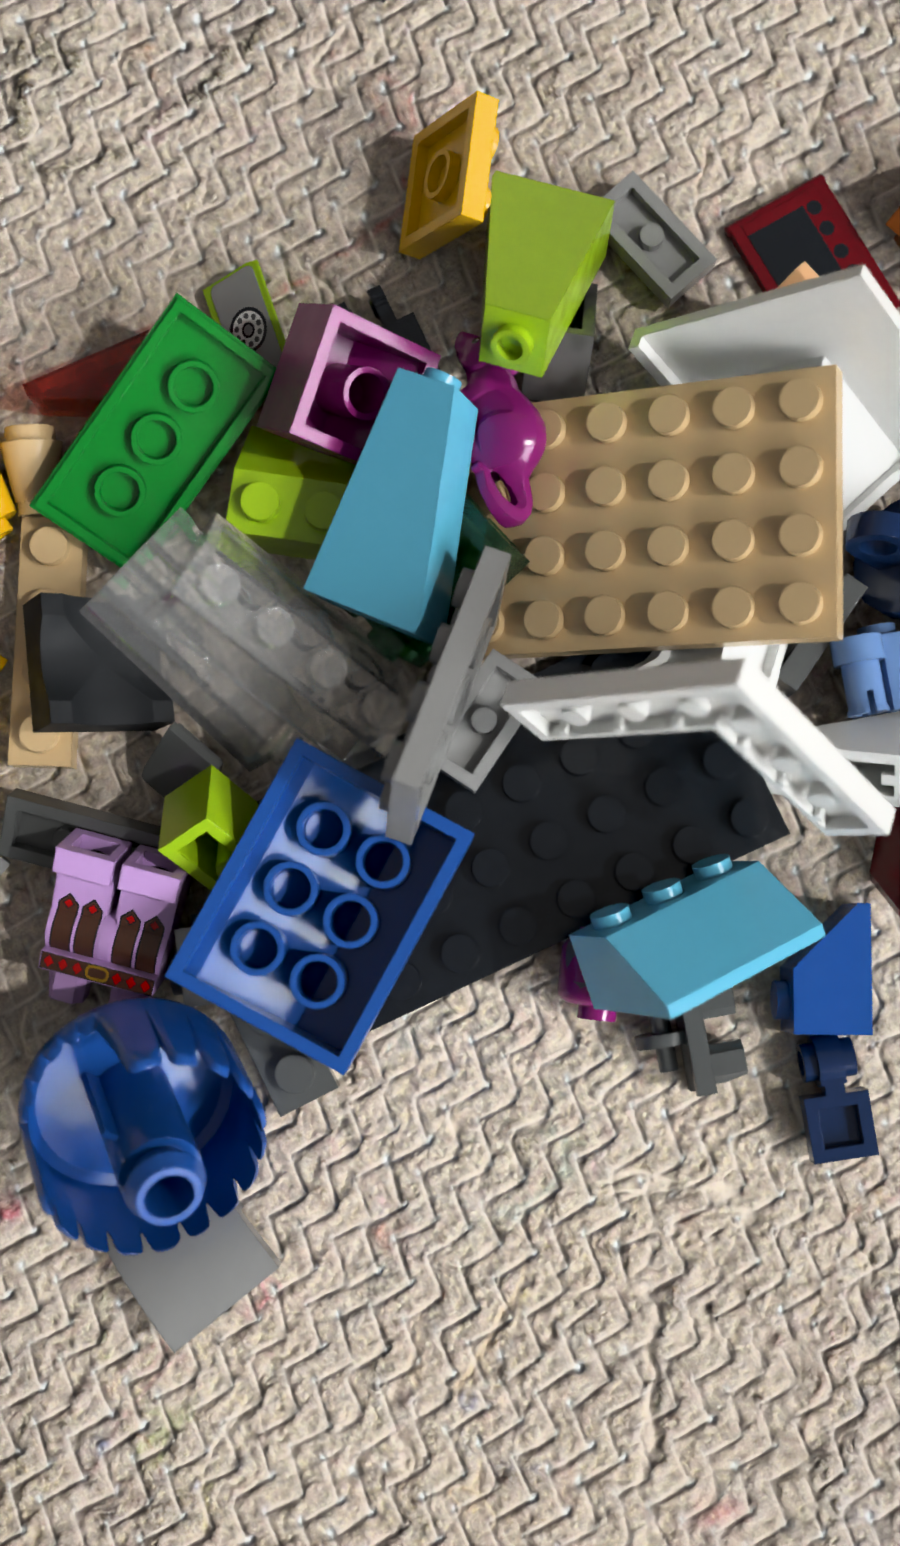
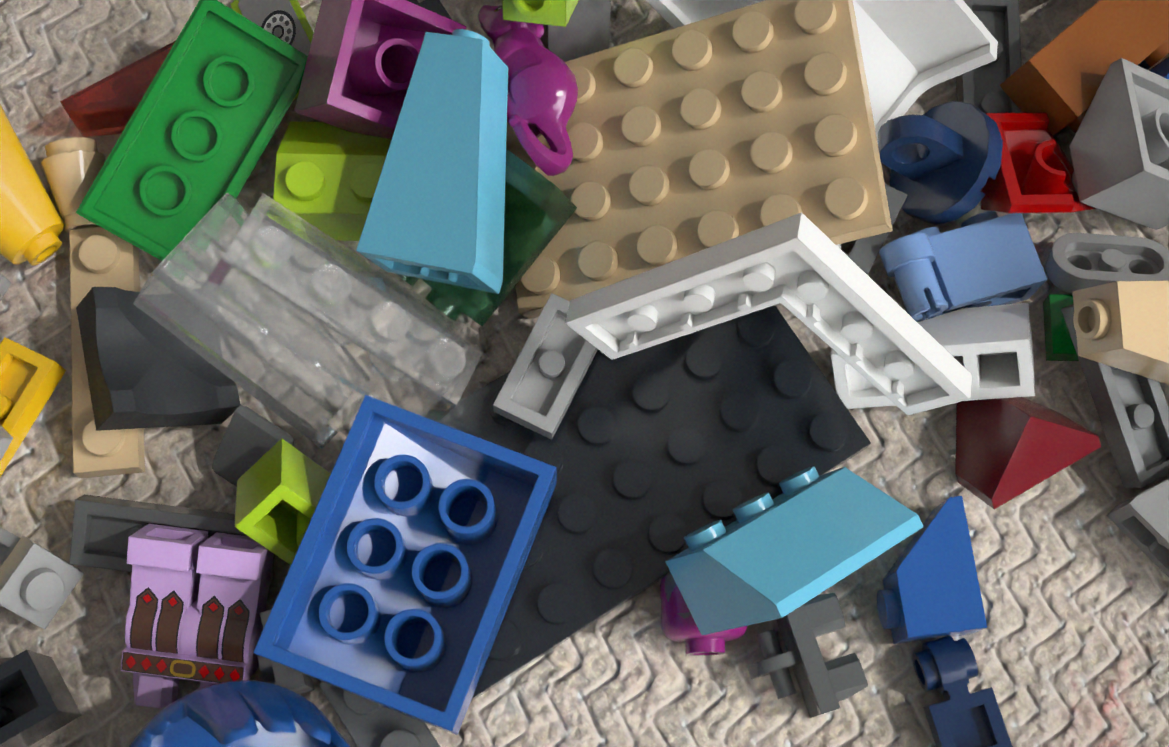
camera: 10 degrees left, 10 degrees down
(439, 702) = (507, 333): light grey plate -> none

